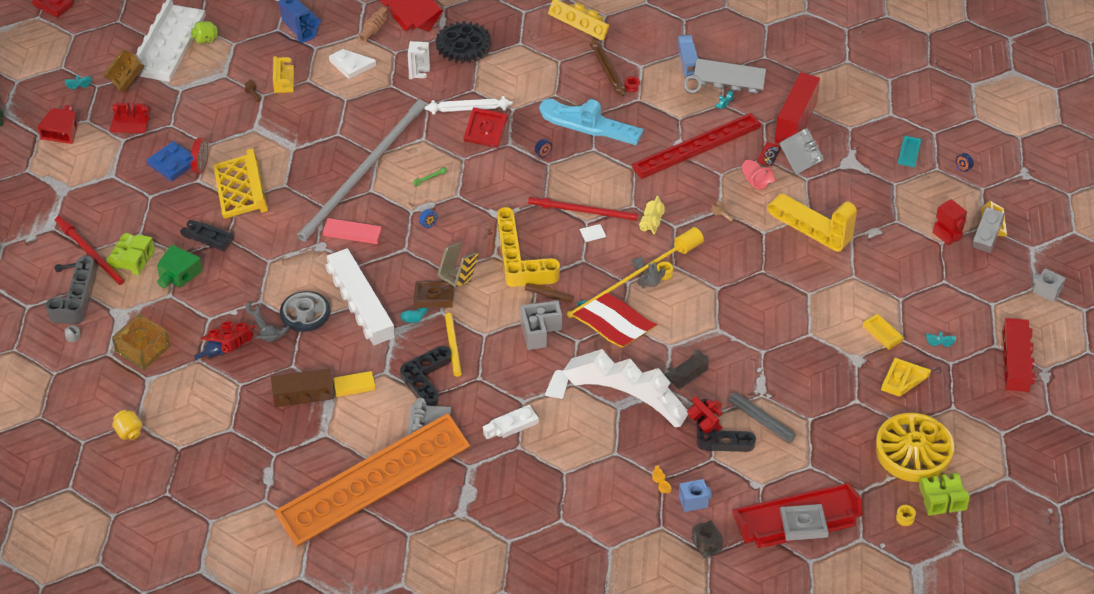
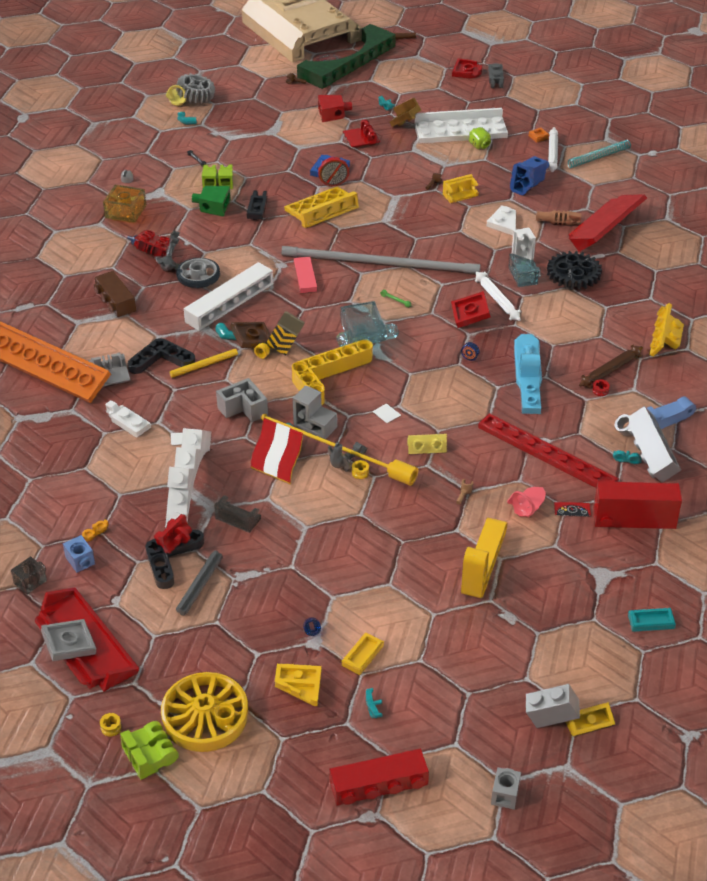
camera: 70 degrees right, 5 degrees down
(70, 231) = (229, 144): red bar -> none
(74, 307) = (166, 165): dark grey beam -> none
(127, 425) = (43, 223): yellow head -> none
(354, 384) = (134, 321): yellow tile -> none
(428, 218) = (336, 306): blue tile -> none
(443, 75) = (523, 270): none -> clear light blue slope
(461, 293) = (262, 350): none -> yellow hinge
(473, 206) = (364, 323): none -> clear light blue piece
(547, 203) = (404, 374): red bar -> none
(549, 293) = (293, 391): reddish brown piece -> none
(584, 278) = (310, 414): none -> light grey brick
(801, 151) = (582, 525): light grey hinge -> none
(843, 354) = (317, 626): none -> clear blue hinge
(950, 222) = (544, 666): red brick -> none
(964, 162) = (661, 669): clear blue tile -> none

